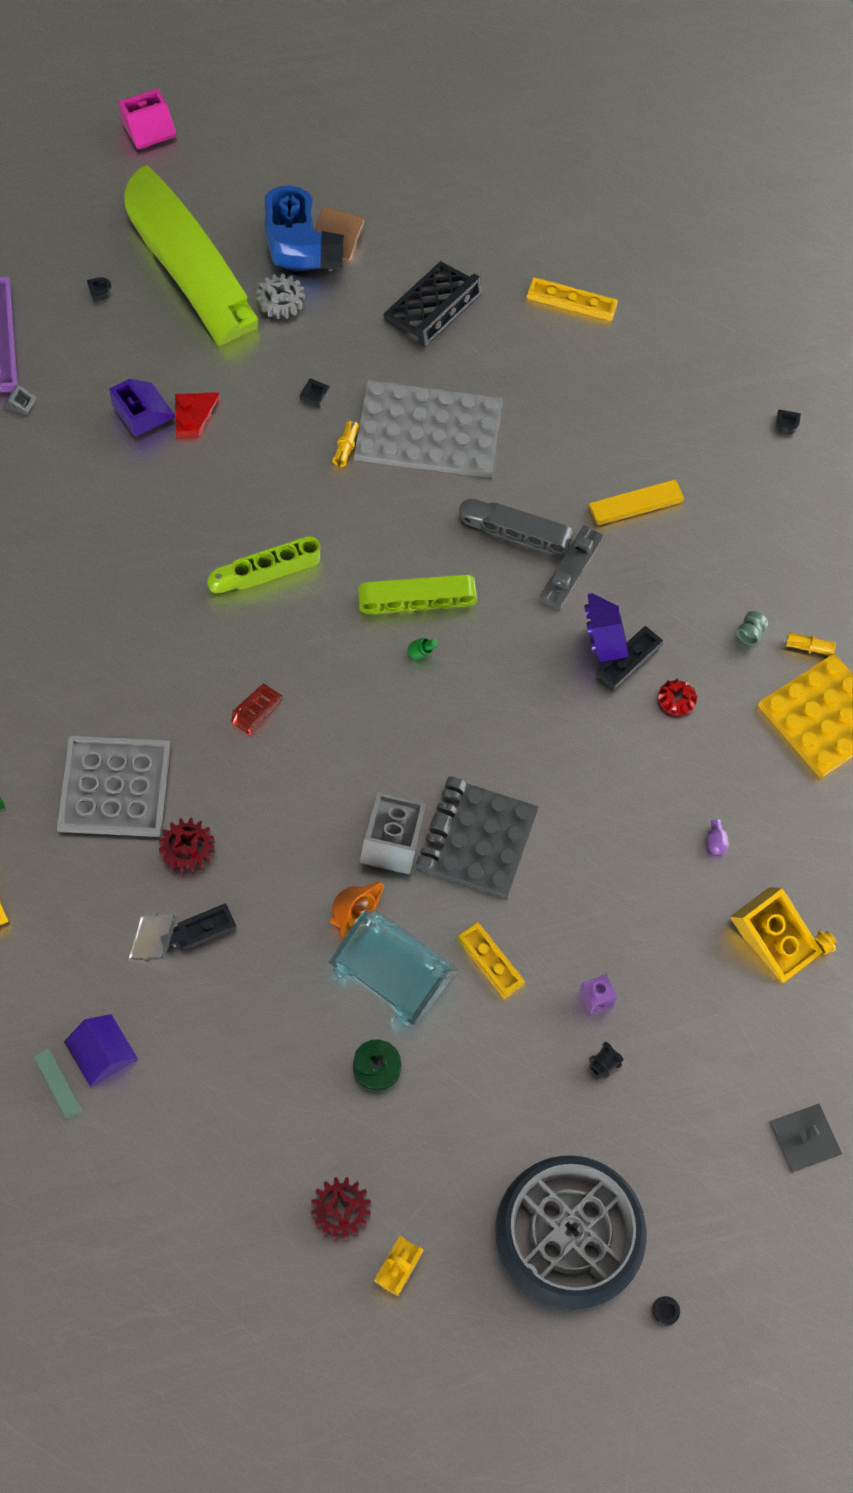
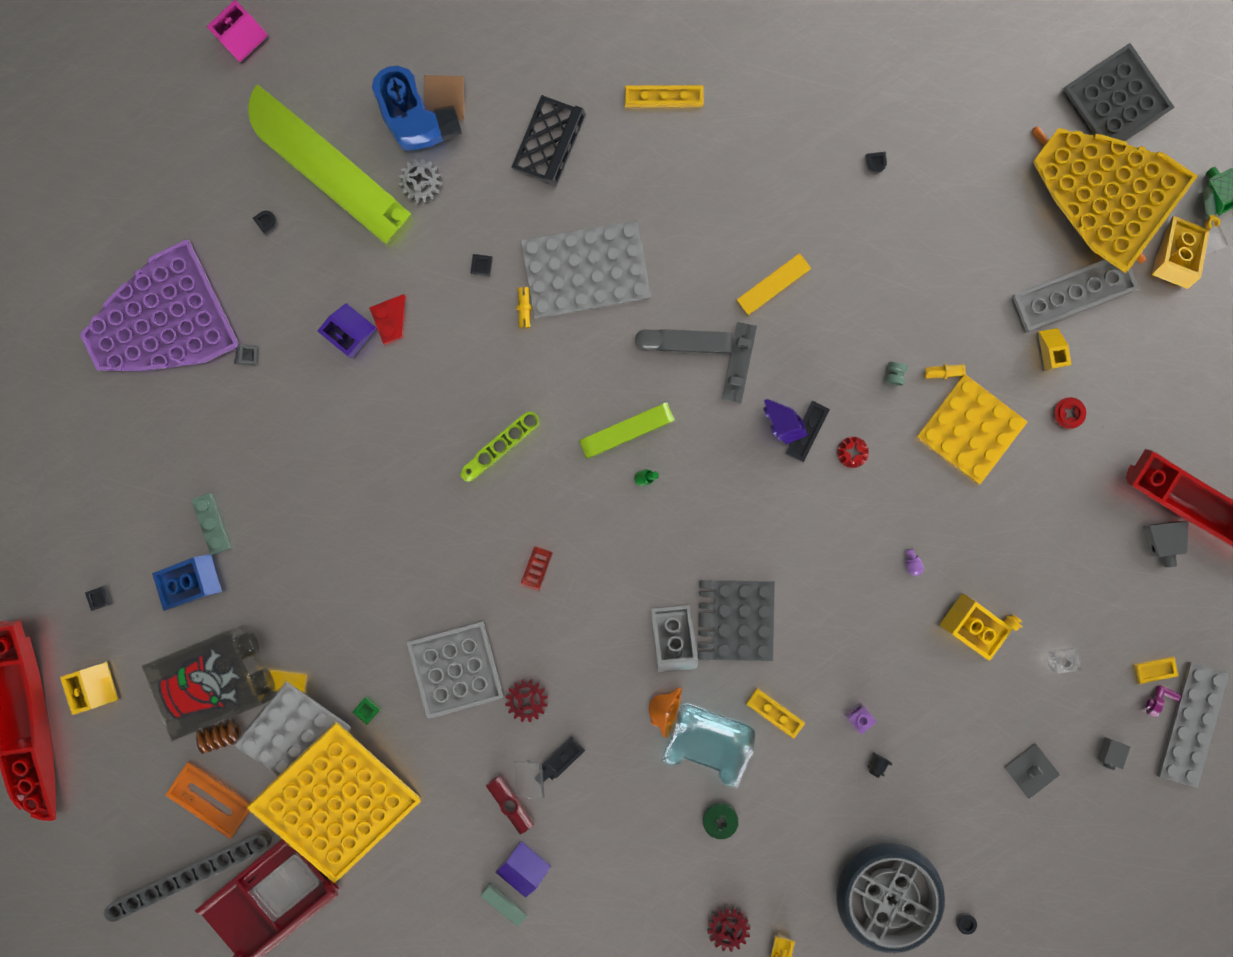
camera: 10 degrees left, 25 degrees up
(119, 974) = (517, 815): none -> dark red piece

